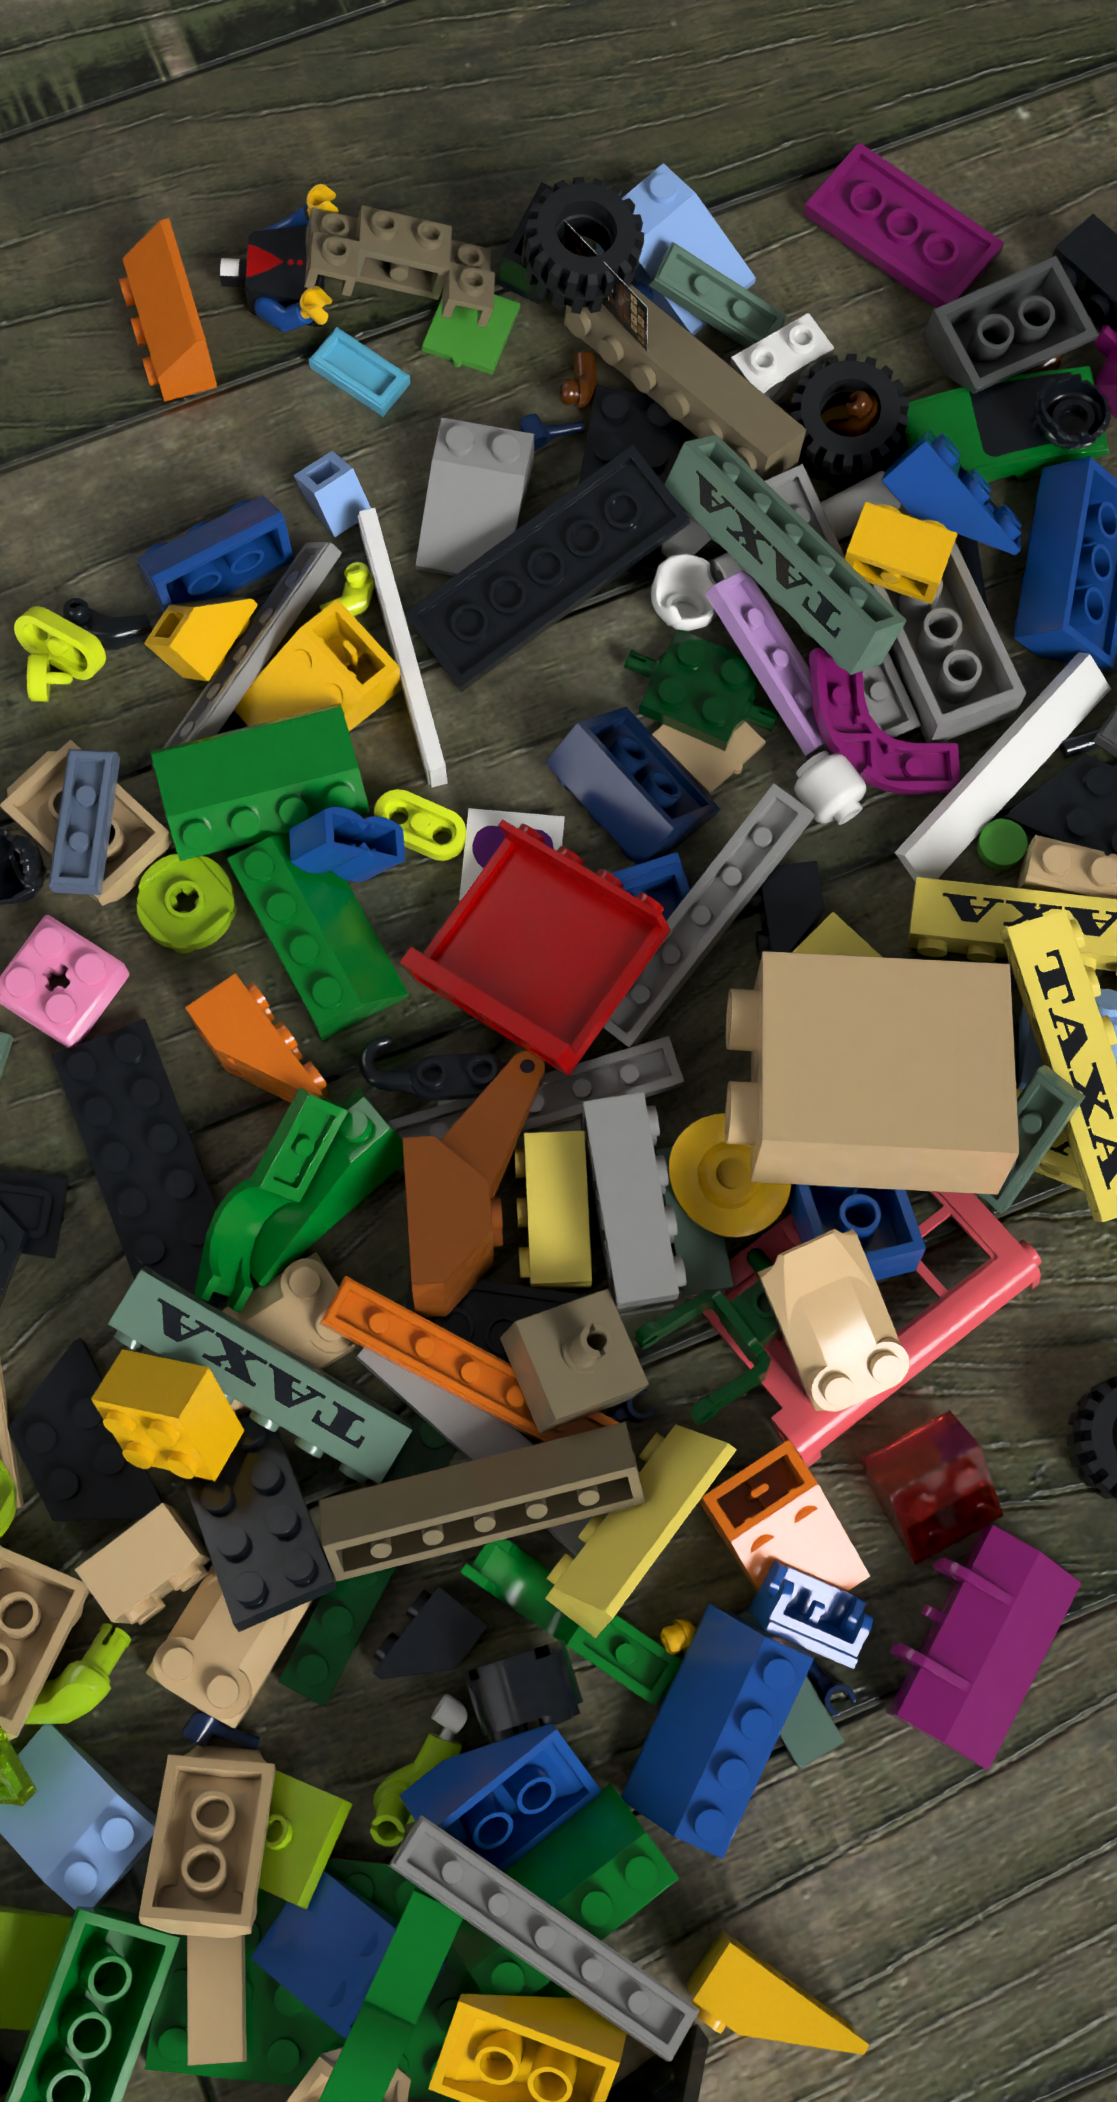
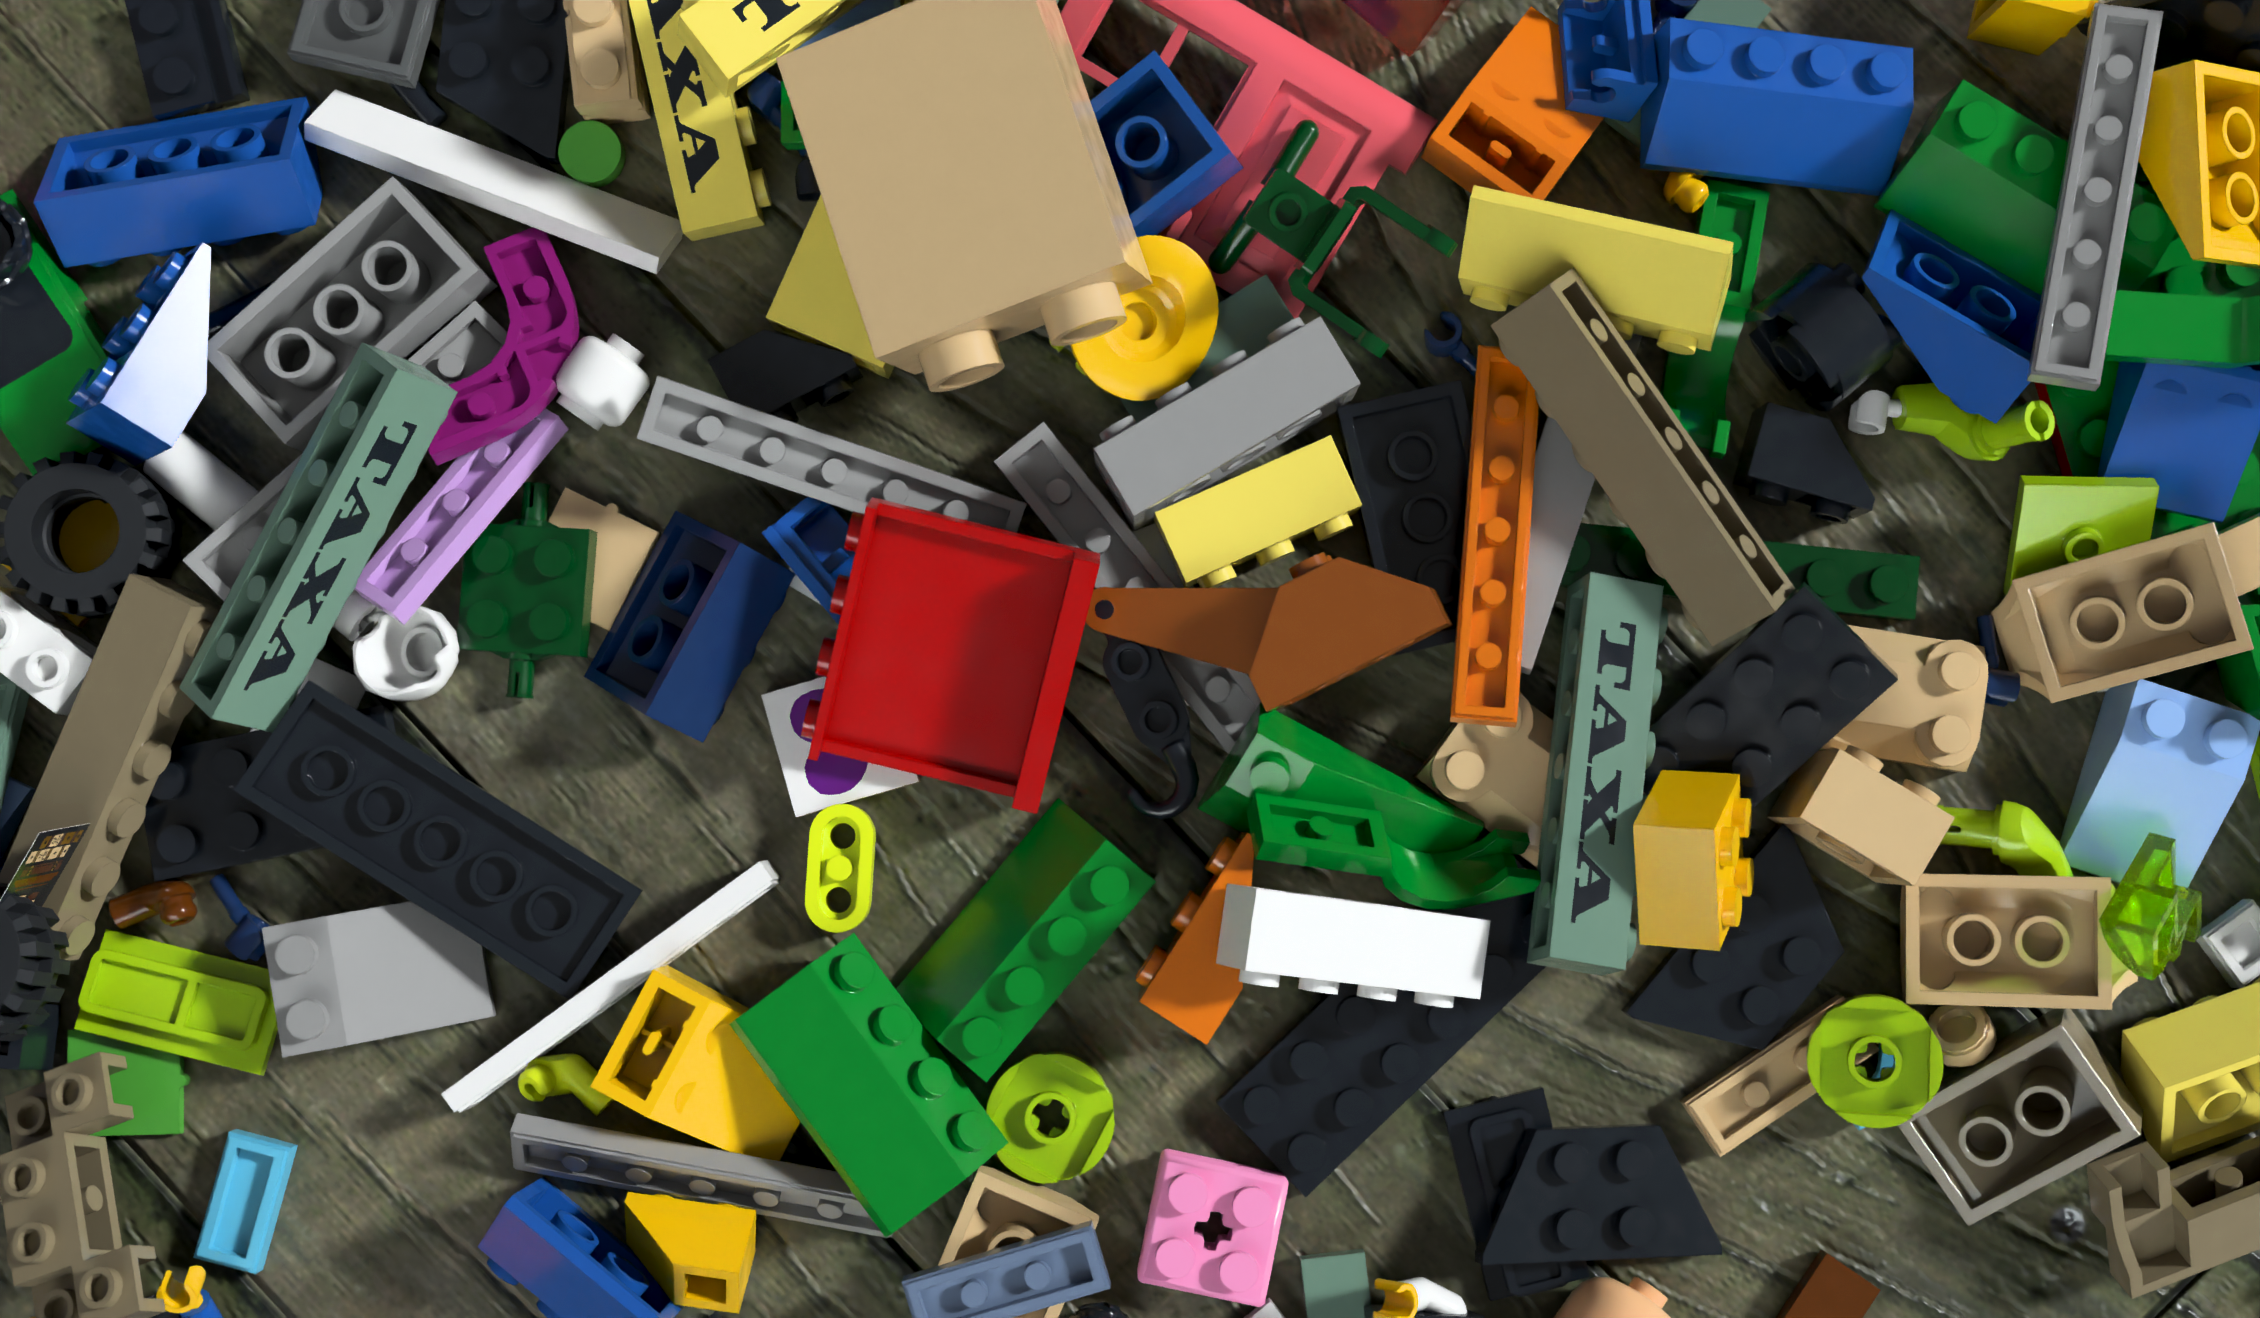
camera: 110 degrees left, 10 degrees up
(211, 1139) = (1351, 943): none -> white brick
(333, 492) = (433, 1161): light blue brick -> none
(346, 844) = (910, 941): blue brick -> none
(510, 373) = (179, 1002): none -> lime piece
(573, 1360) = (1440, 413): dark tan brick -> none
(834, 1321) = (1284, 122): tan slope -> none
(862, 416) = (87, 518): reddish brown arm -> none
(900, 551) = (261, 391): yellow brick -> none

